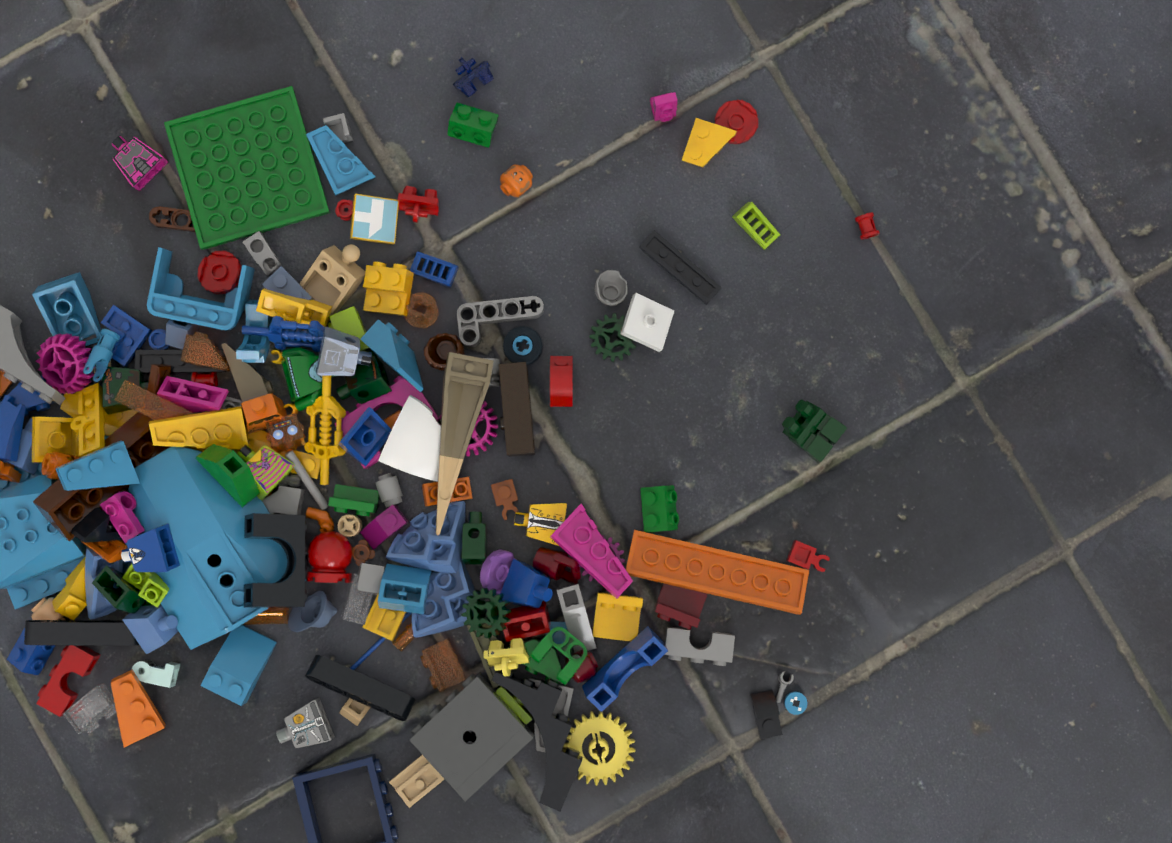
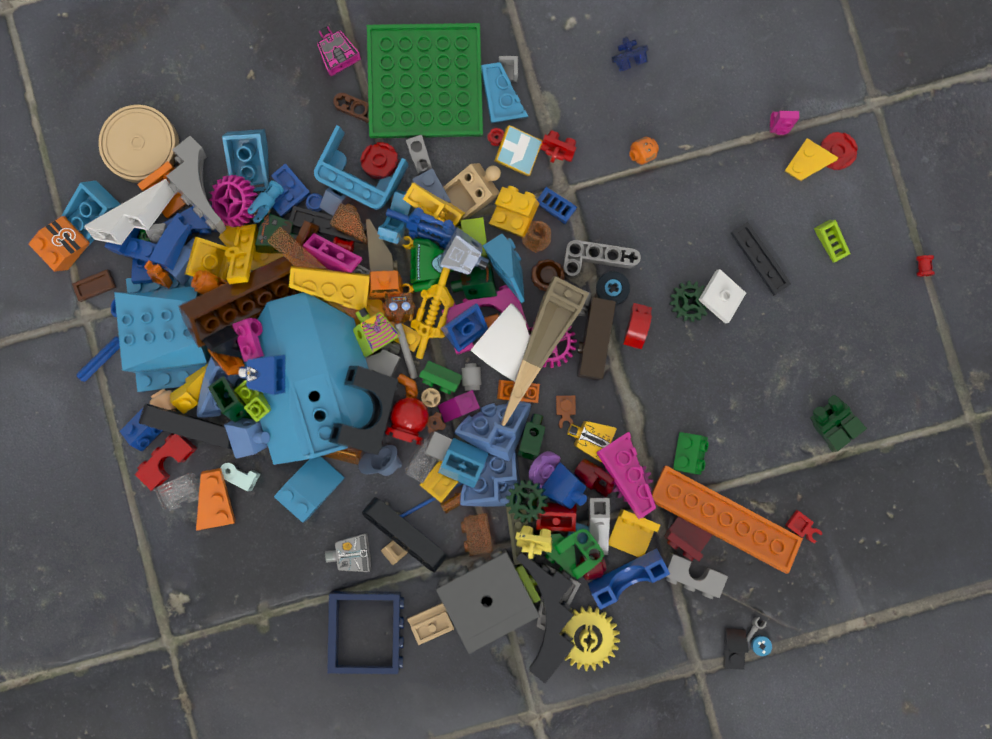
camera: 15 degrees right, 0 degrees up
(99, 469) = (240, 294): dark azure wing -> none
(230, 473) = (346, 326): green slope -> none
(472, 124) = (619, 95): green bracket -> none
(611, 288) = (699, 260): light grey hair -> none

